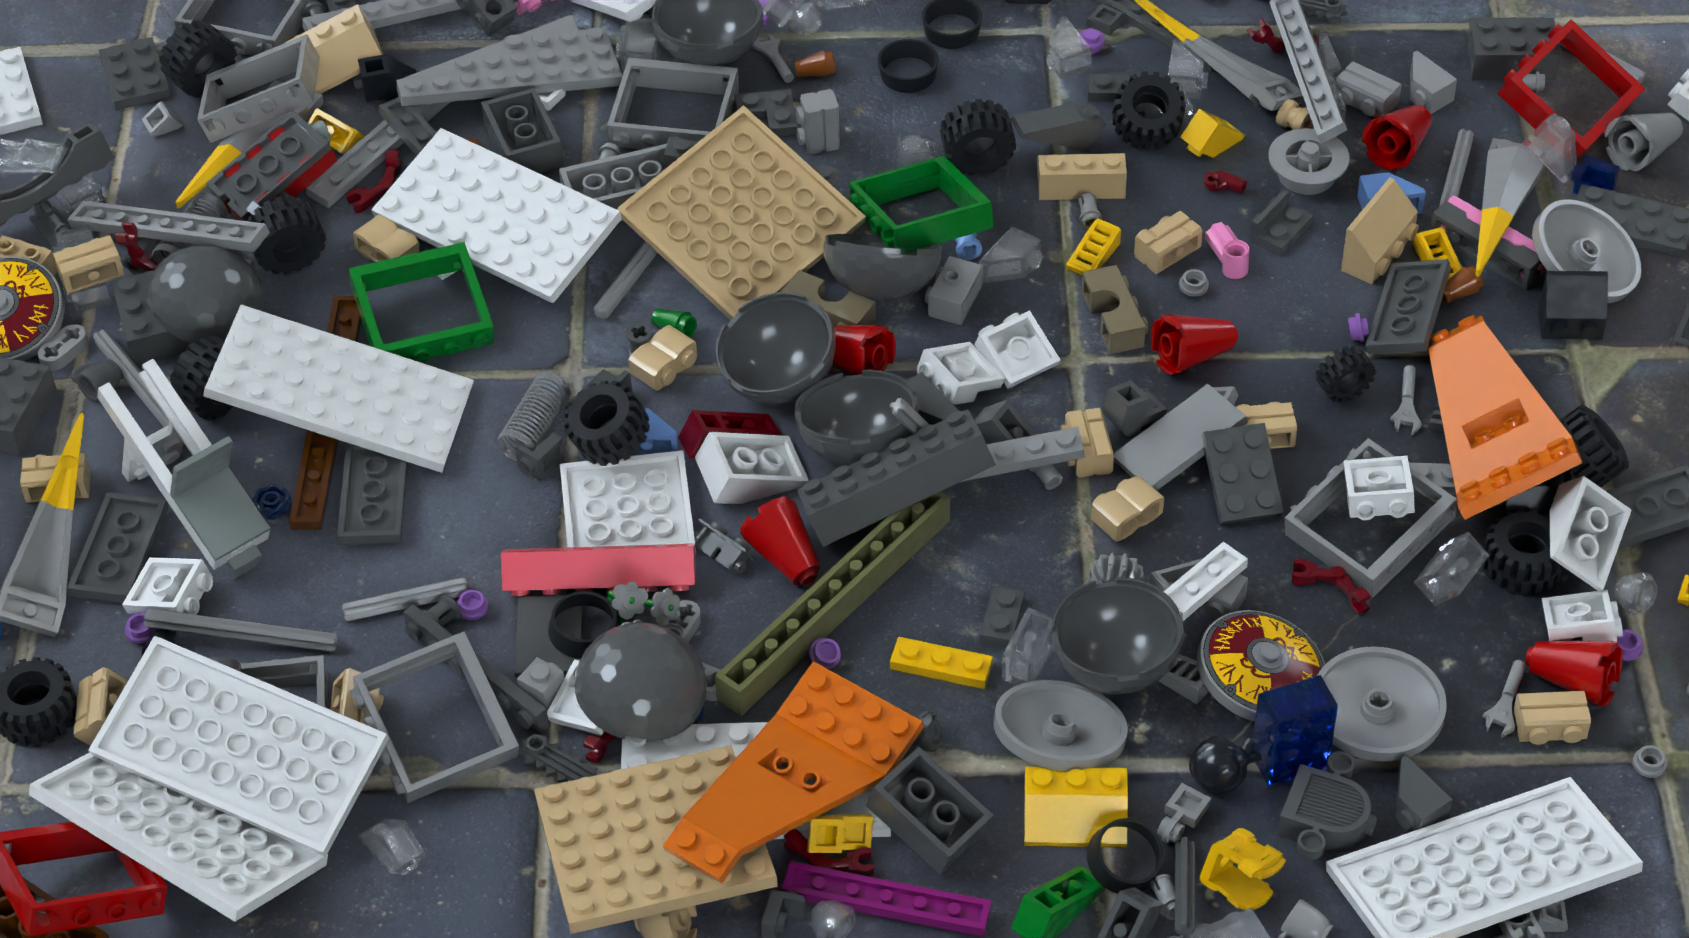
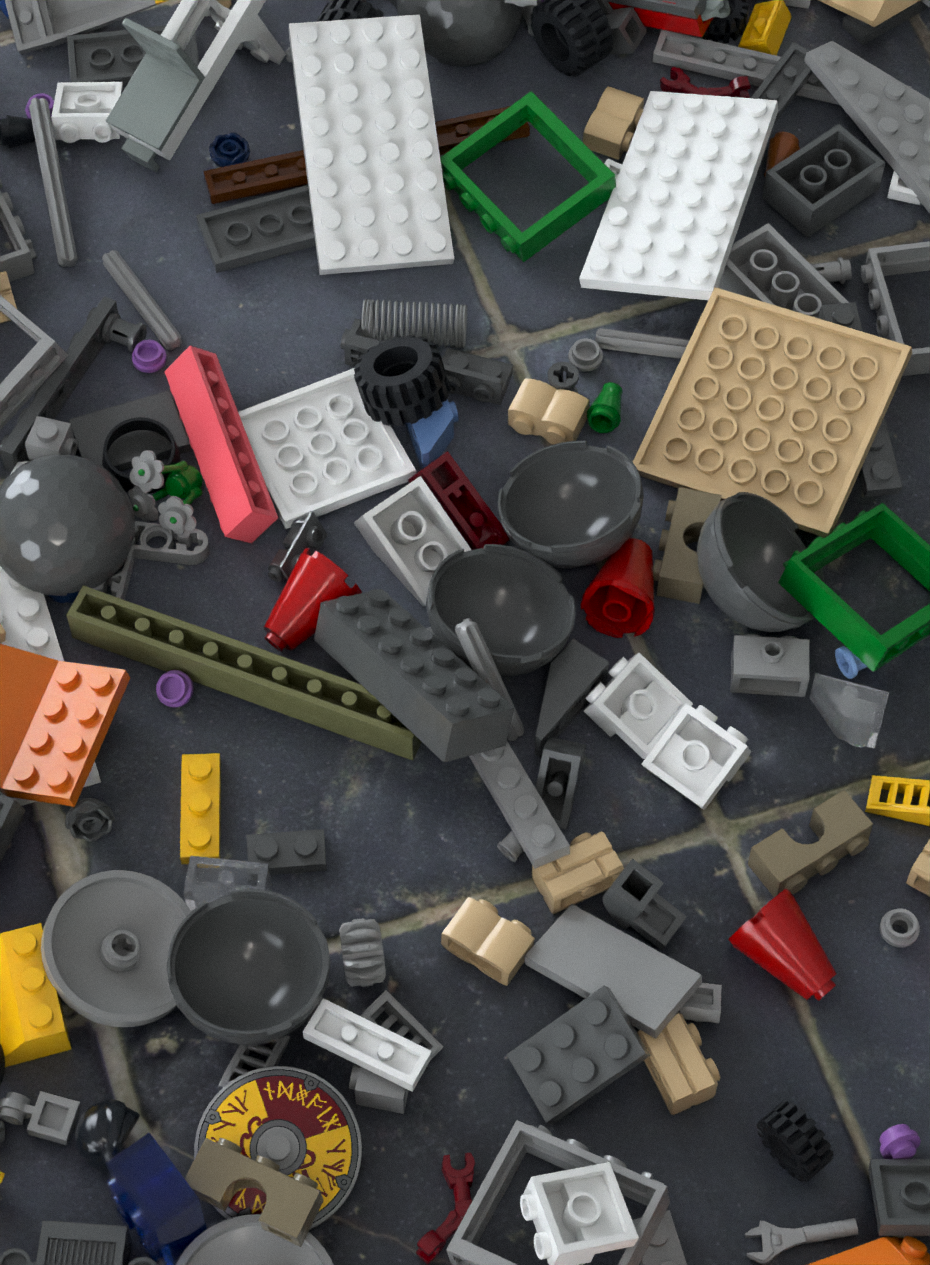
camera: 70 degrees right, 10 degrees up
(380, 76) = (855, 32): black slope -> none
(614, 323) = (585, 355): none -> light grey plate
(1317, 651) = (222, 1172): none -> dark tan arch

